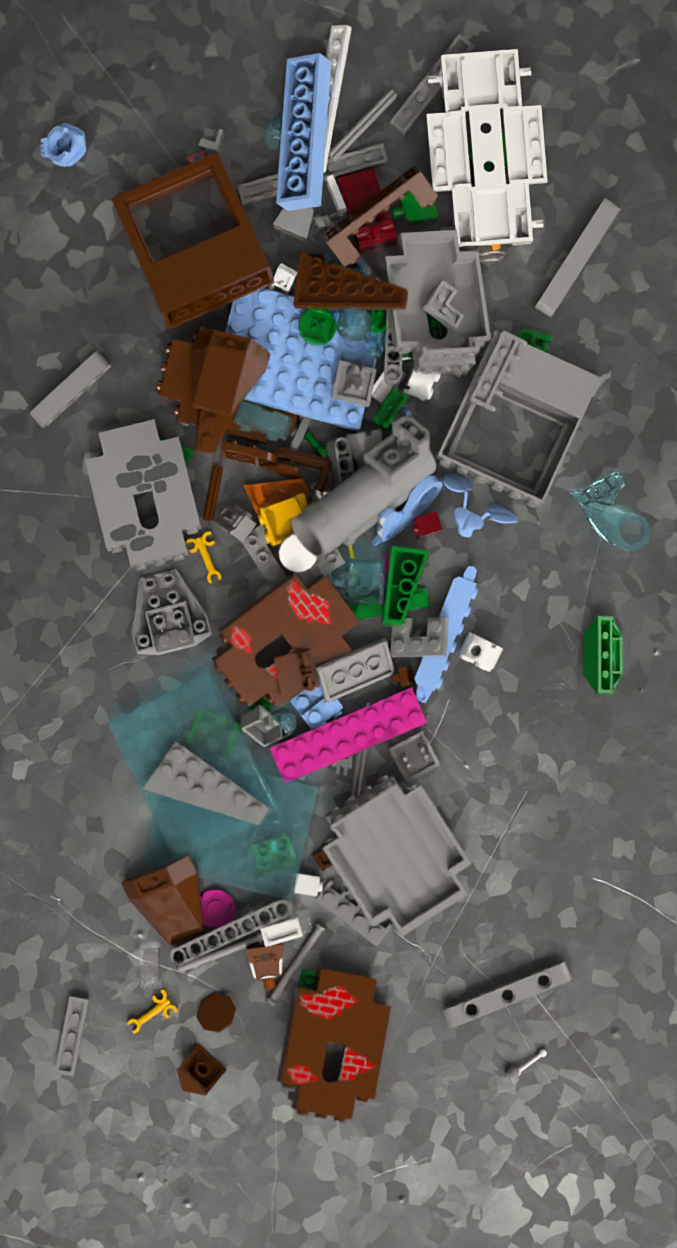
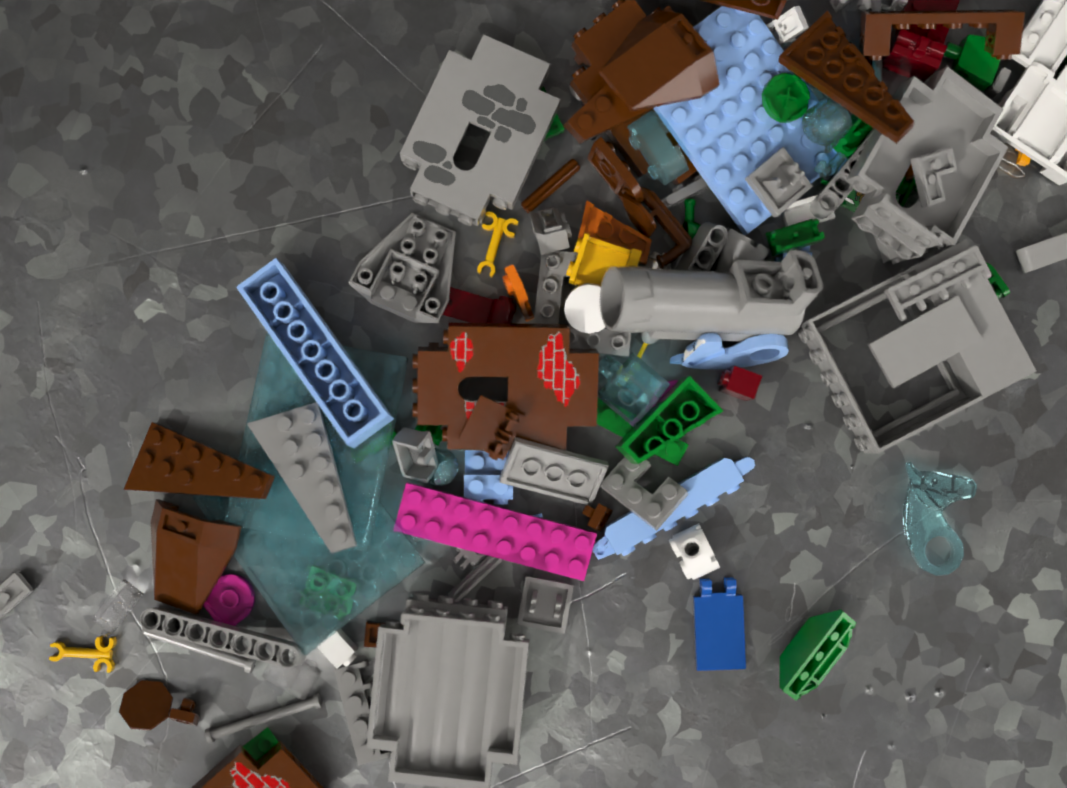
camera: 40 degrees right, 0 degrees up
(124, 846) = (185, 466): none -> reddish brown wing
(151, 712) = (315, 353): none -> light blue brick
(199, 1072) = (82, 752): reddish brown slope -> none
(229, 605) = (479, 309): none -> dark red door
(240, 574) = (515, 287): none -> orange wing
(245, 1000) = (185, 714): none -> reddish brown tile
(266, 963) = (235, 693): torso -> none
(281, 931) = (273, 678): white tile -> none
(420, 385) = (844, 235): white brick -> none
(441, 209) = (998, 83): none -> light grey tile
(467, 520) = (787, 408): light blue plant -> none
(518, 413) = (925, 341): none -> light grey tile
(533, 686) = (719, 627): none -> blue tile

